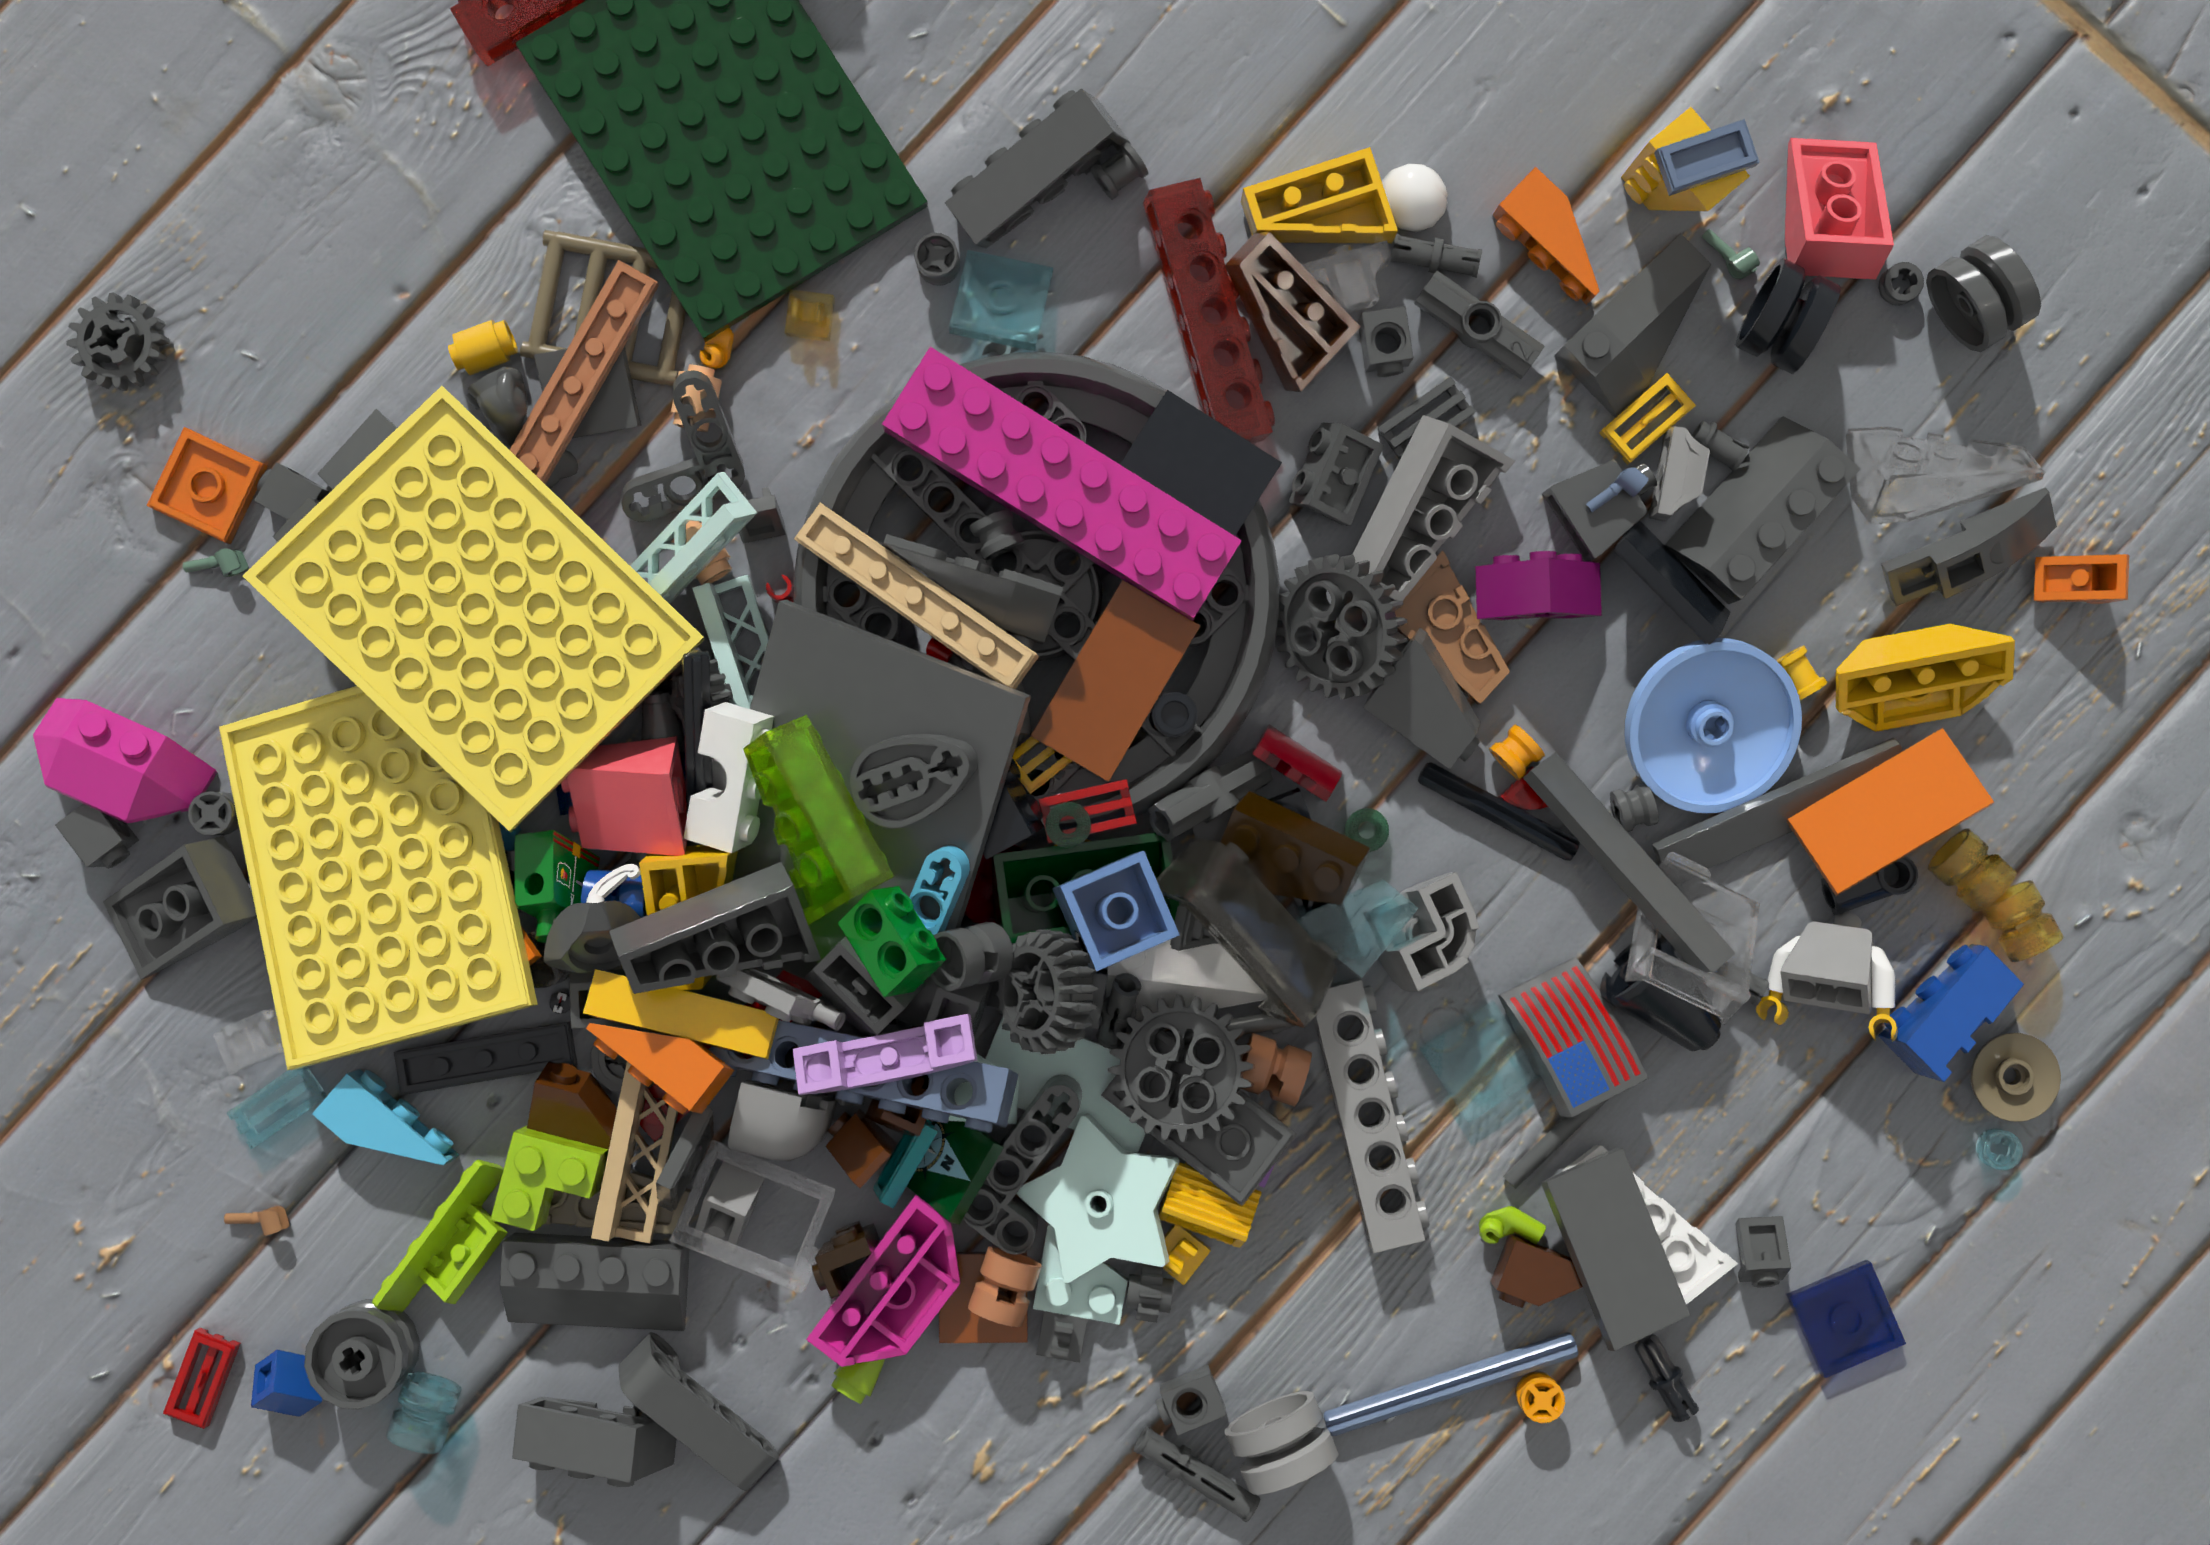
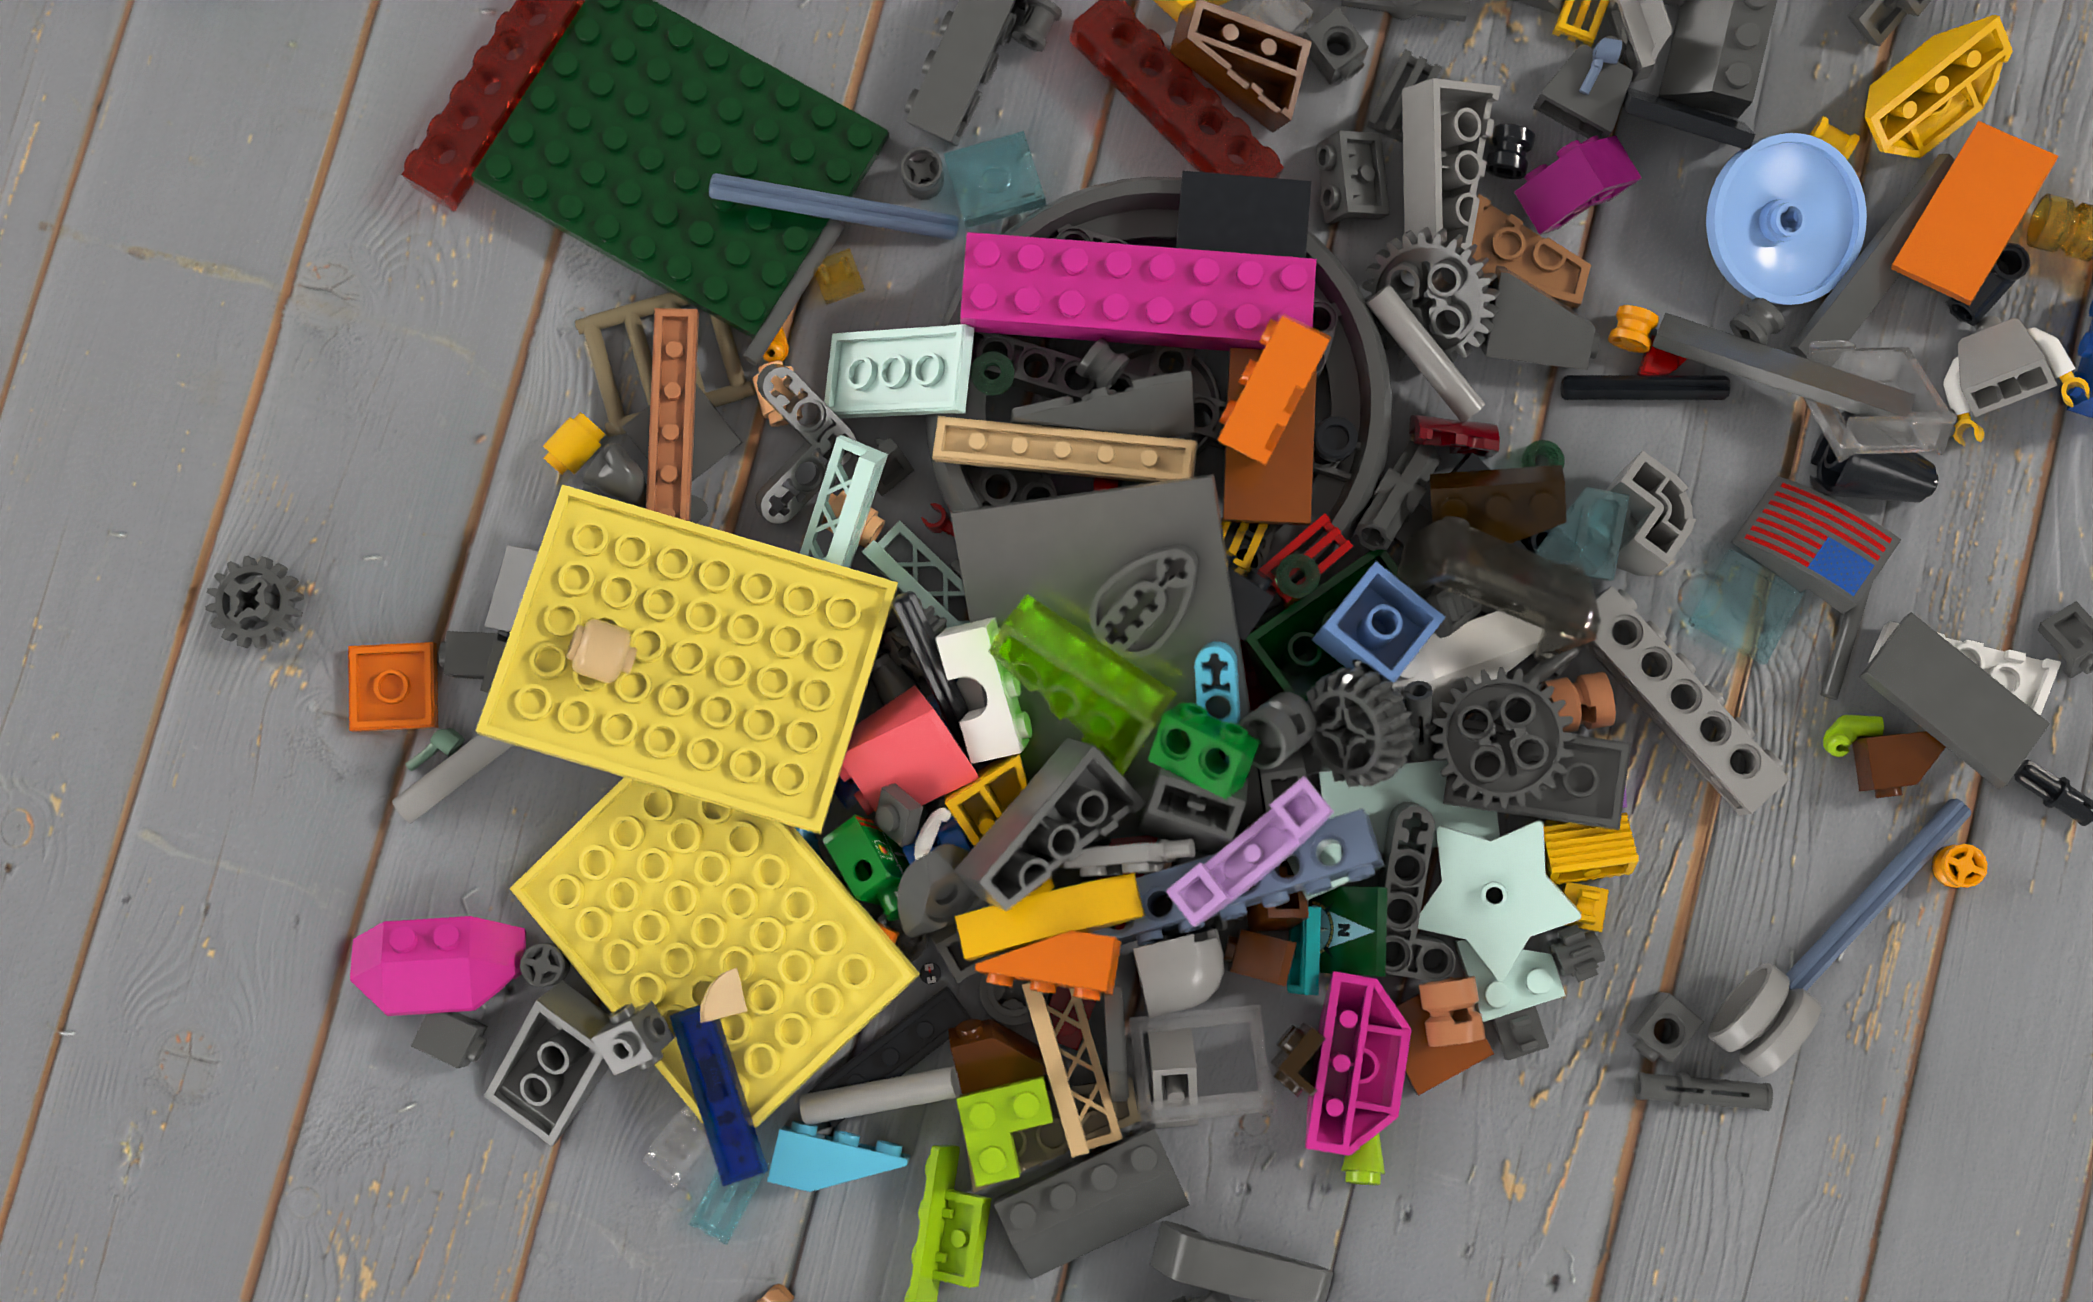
camera: 25 degrees left, 5 degrees down
(203, 597) = (448, 776): none -> light grey piece
(253, 925) = (633, 1038): none -> dark grey brick
(305, 1014) = (719, 1096): none -> clear blue tile
(350, 932) = (723, 997): none -> tan tile
(392, 562) = (601, 651): none -> tan head
(451, 1091) = (879, 1095): none -> light grey piece
(593, 850) = (898, 815): none -> dark grey plate
(758, 309) = (793, 291): none -> dark grey bar
(811, 439) = (899, 371): none -> light aqua tile
(834, 249) = (833, 206): none -> sand blue axle
(895, 502) = (995, 386): none -> clear green plate
(1130, 643) = (1272, 387): none -> orange wedge
(1306, 676) = (1425, 353): none -> light grey piece
(1491, 528) = (1510, 150): none -> black wheel

